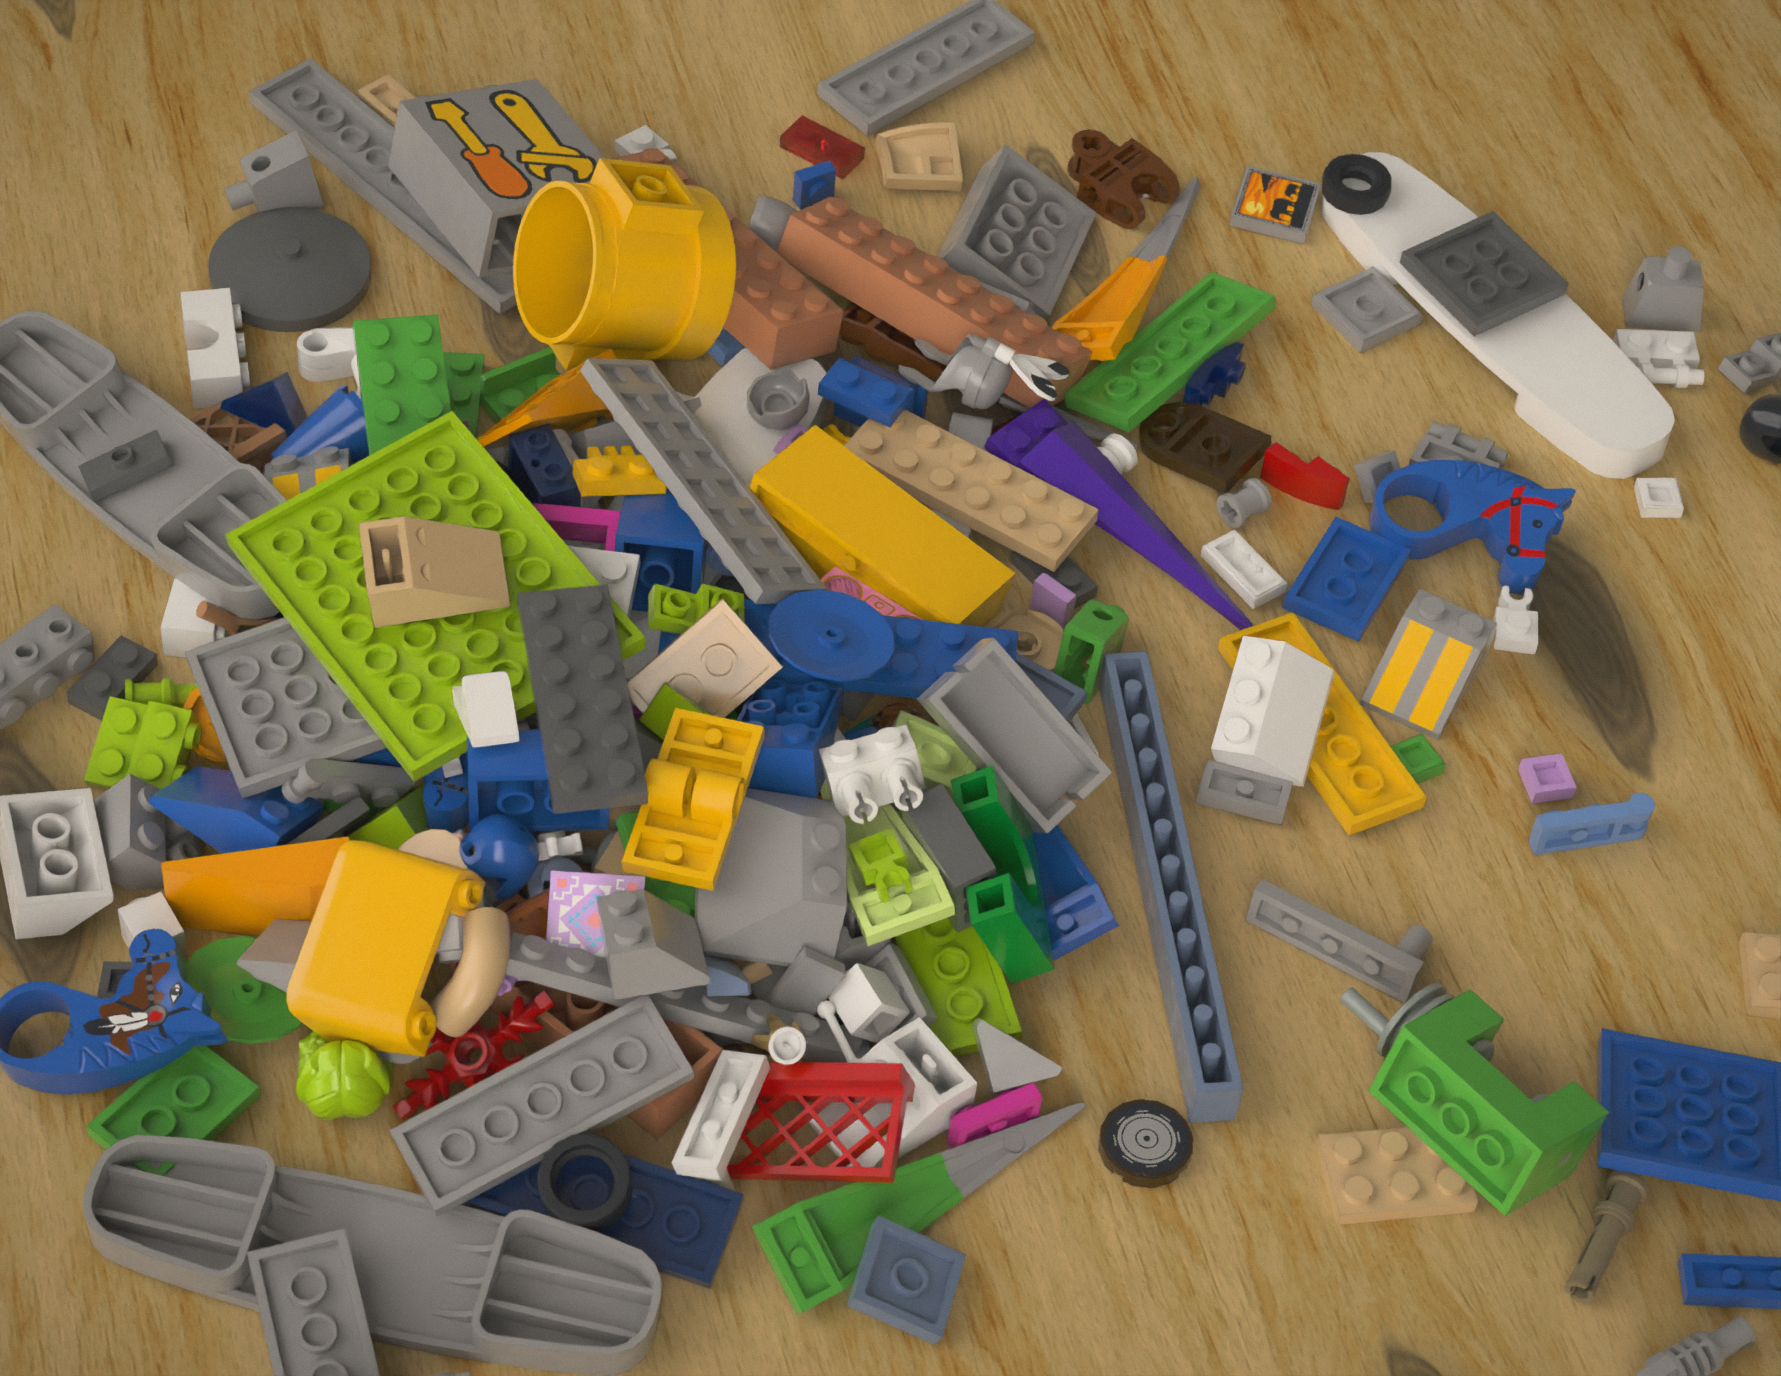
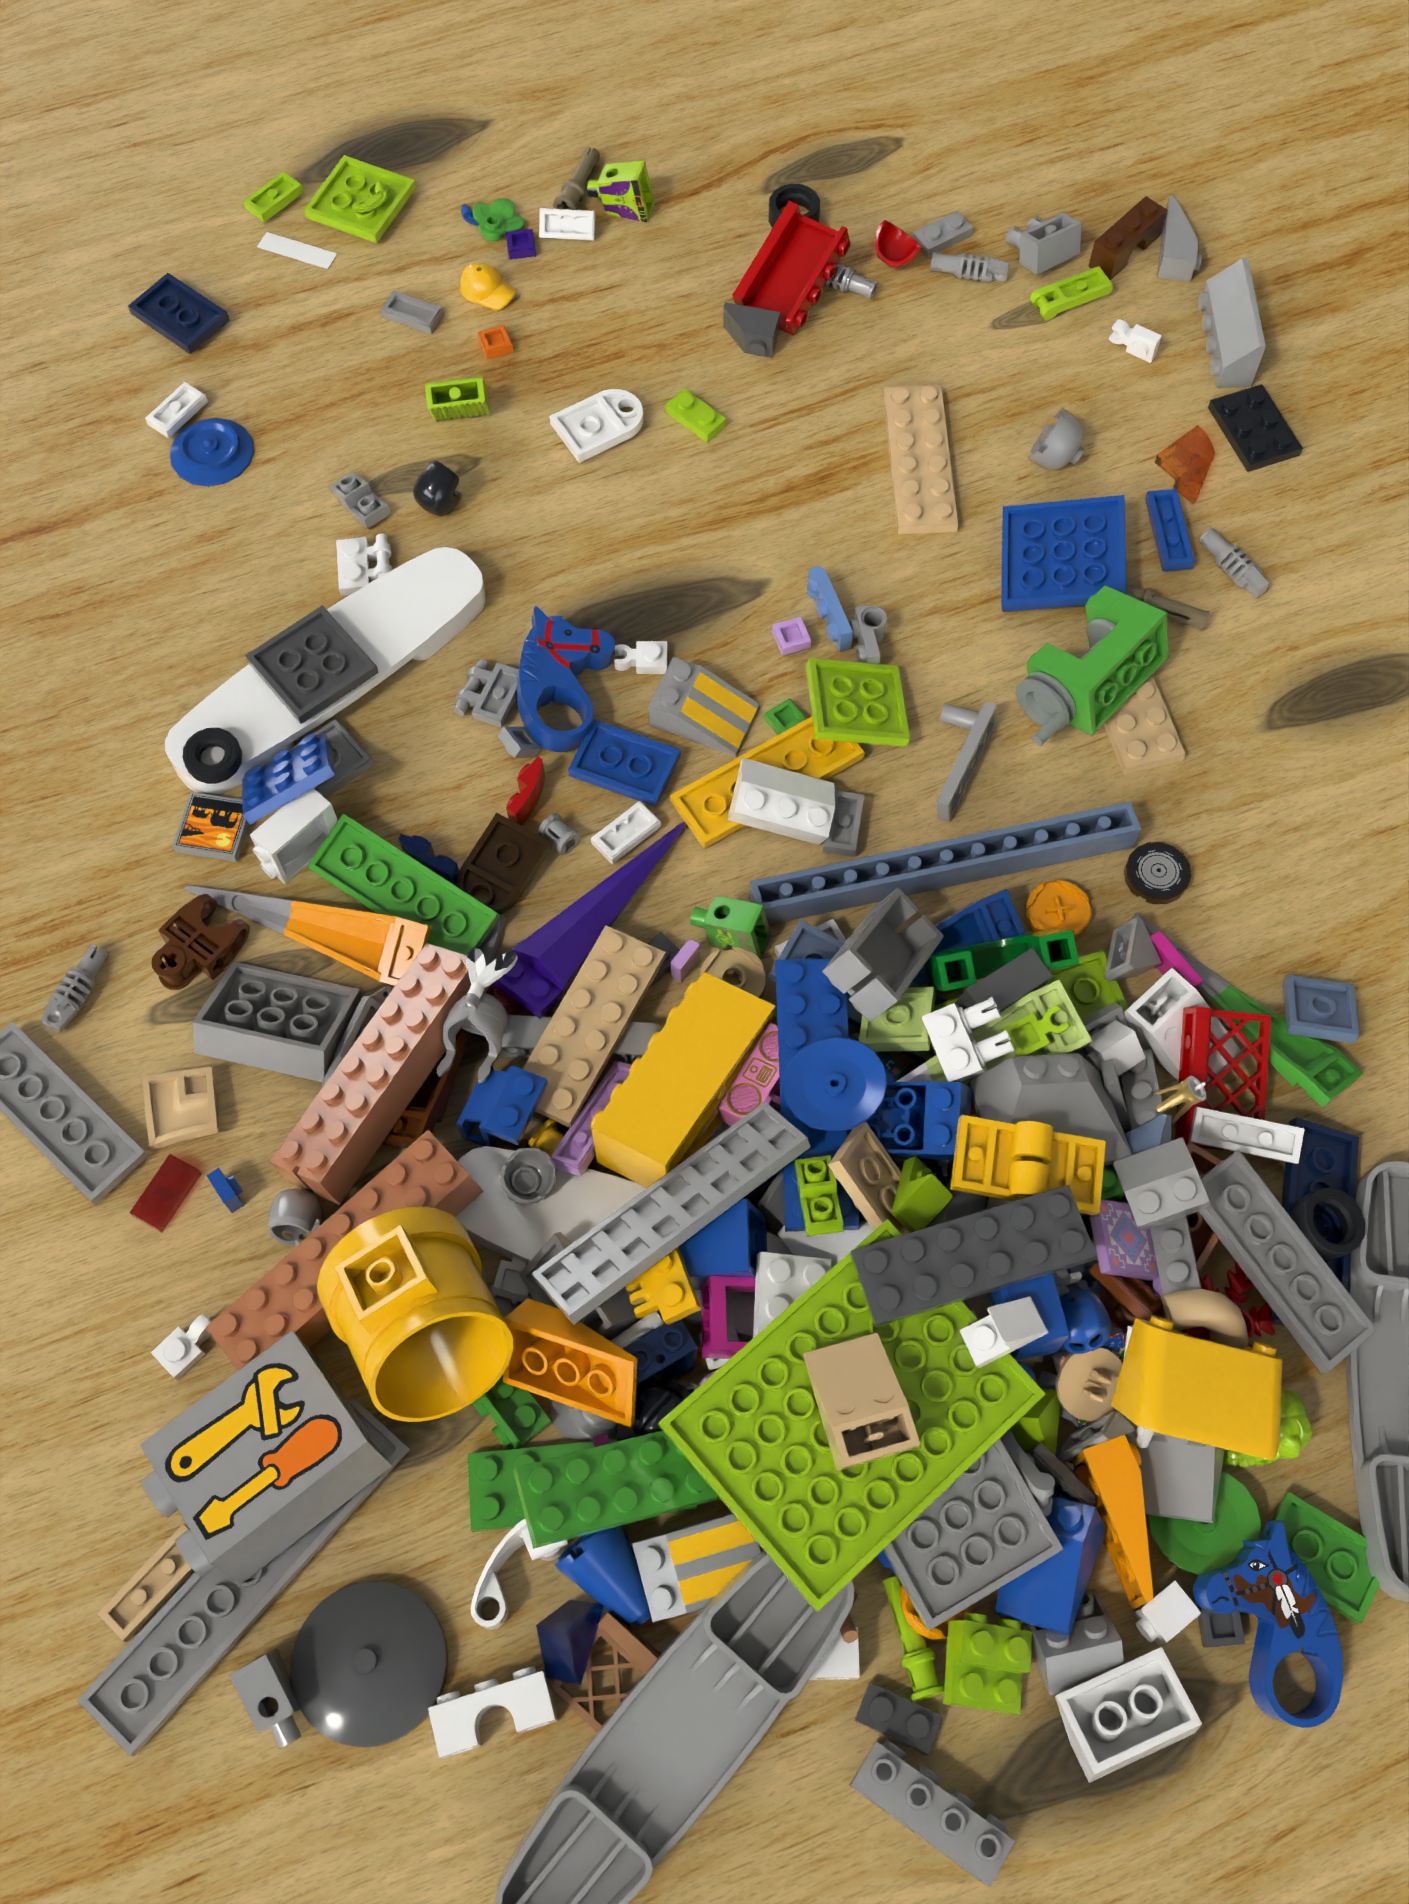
camera: 90 degrees left, 15 degrees up
(125, 465) = (681, 1755): dark grey plate -> none
(826, 1010) = (1176, 1051): white hinge -> none
(1070, 82) = (73, 990): none -> light grey hinge
(1095, 1015) = (1059, 907): none -> light orange tile
(1119, 452) = (524, 925): white wheel -> none
(1276, 248) = (293, 835): none -> white window
(1323, 240) = (287, 776): none -> blue plate
(1429, 822) = (857, 702): none -> lime plate
(1554, 861) = (868, 636): none -> light grey plate
(1658, 497) = (506, 568): white tile -> none
(1666, 293) = (305, 542): light grey torso -> none

